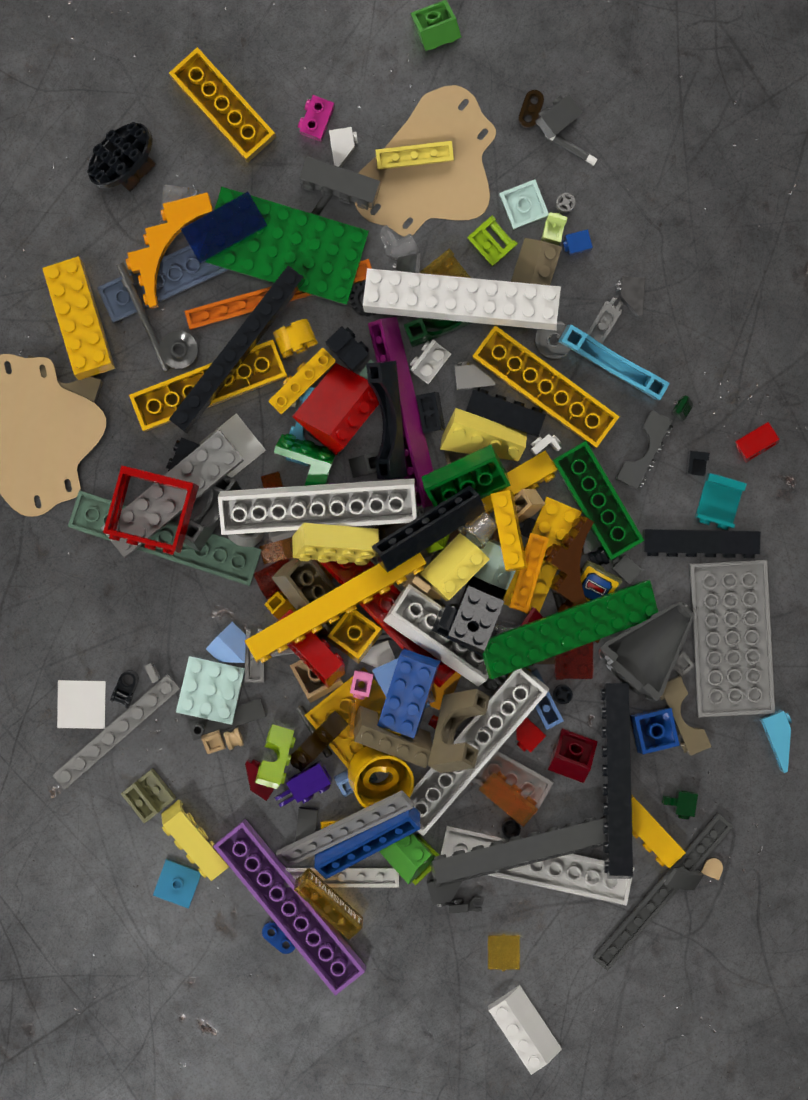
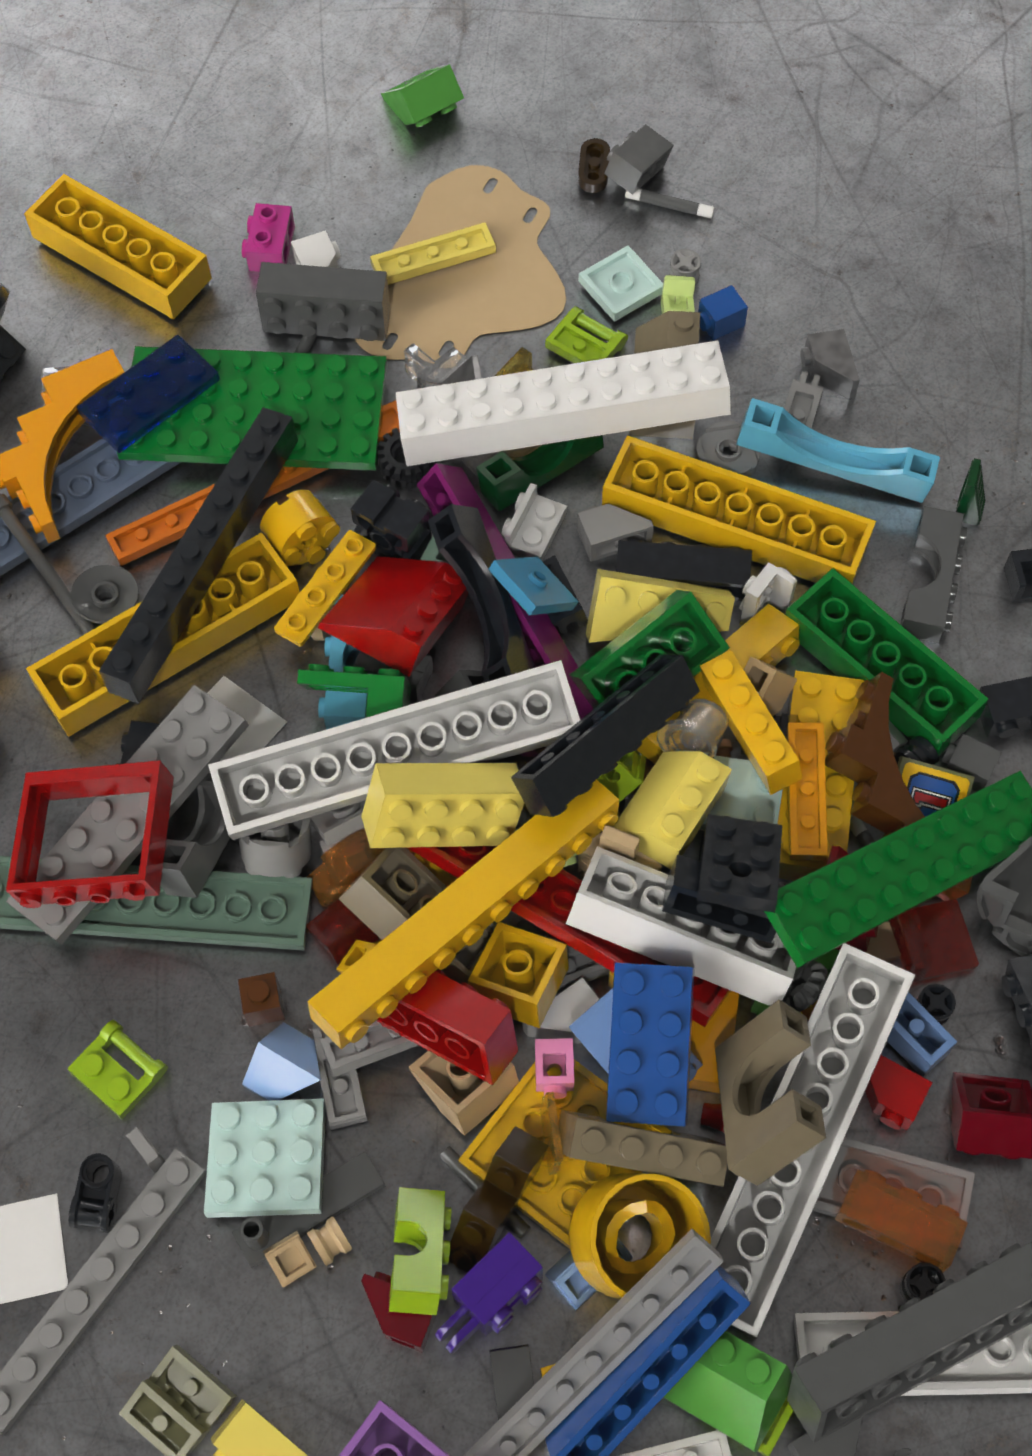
camera: 10 degrees left, 25 degrees down
(139, 629) = (108, 1078): none -> lime plate
(223, 609) = (261, 999): none -> reddish brown brick
(416, 414) = (533, 585): none -> dark azure plate

